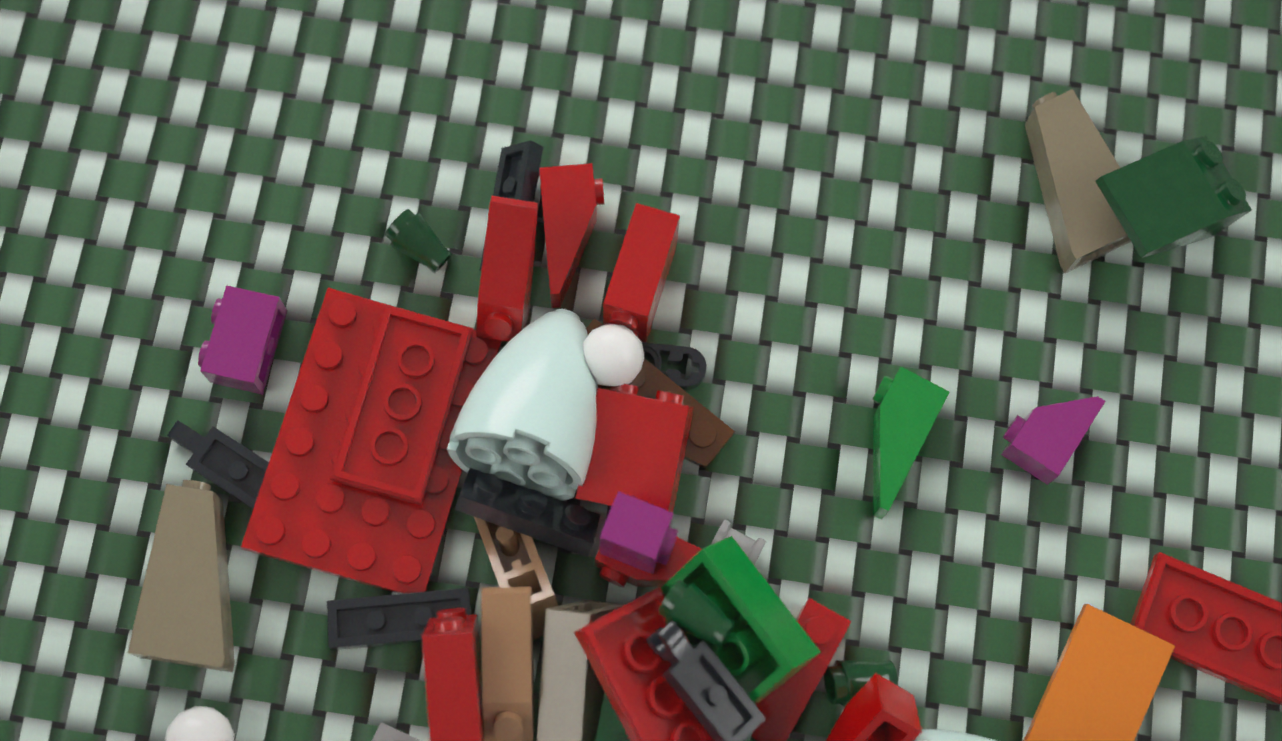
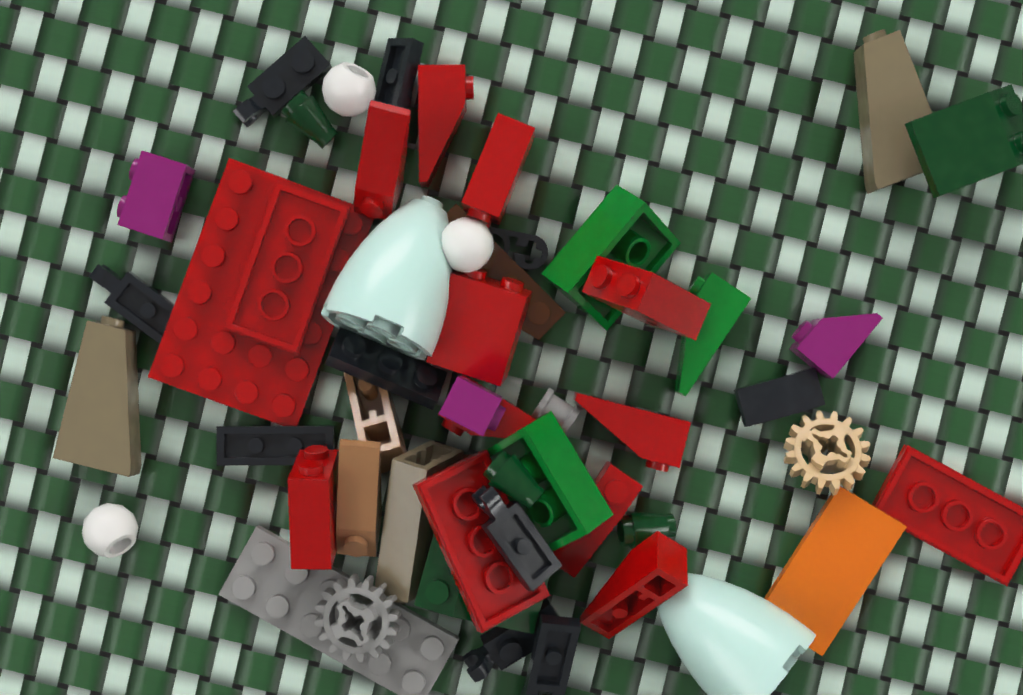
camera: 10 degrees right, 15 degrees up
(370, 215) = (283, 81): none -> black plate
(460, 204) = (348, 89): none -> white piece
(781, 363) = (619, 230): none -> green slope
(828, 395) = (646, 297): none -> red brick
(841, 561) = (647, 433): none -> red slope
(998, 508) = (779, 397): none -> black slope
(1068, 566) = (814, 439): none -> tan gear

